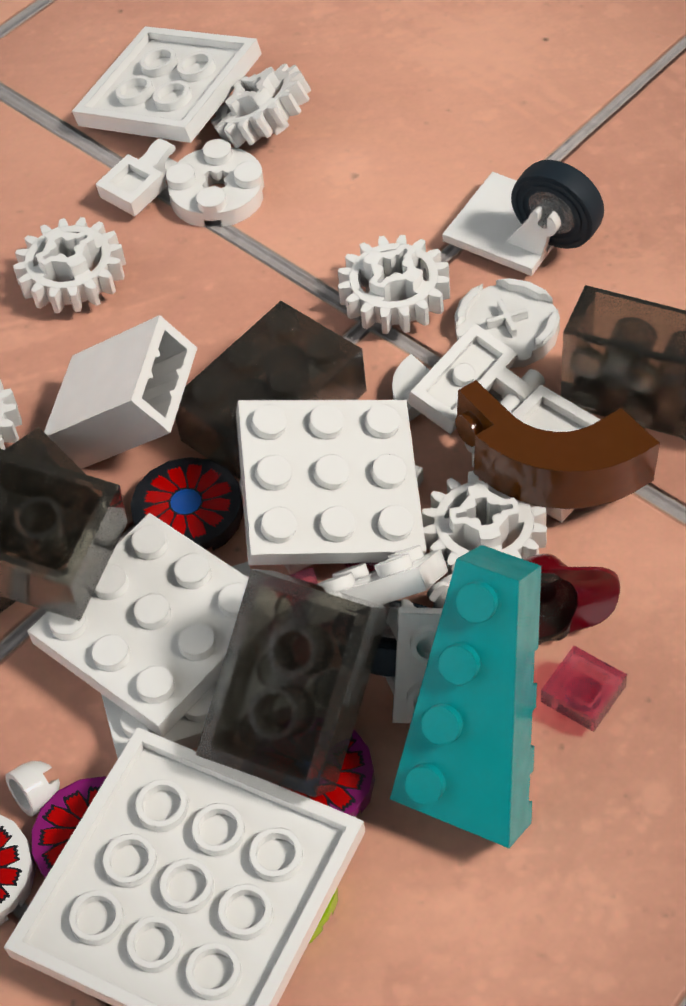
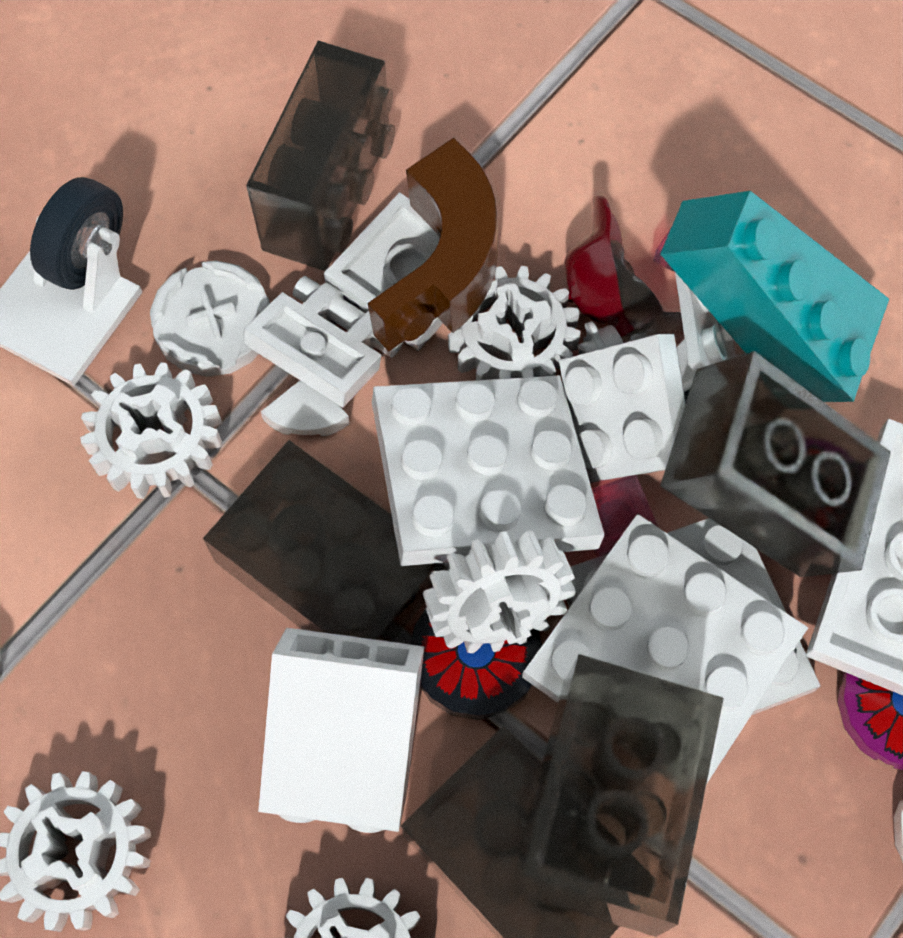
camera: 100 degrees left, 15 degrees up
(31, 787) = (861, 775): white hinge -> none
(207, 479) = (499, 592): none -> white gear

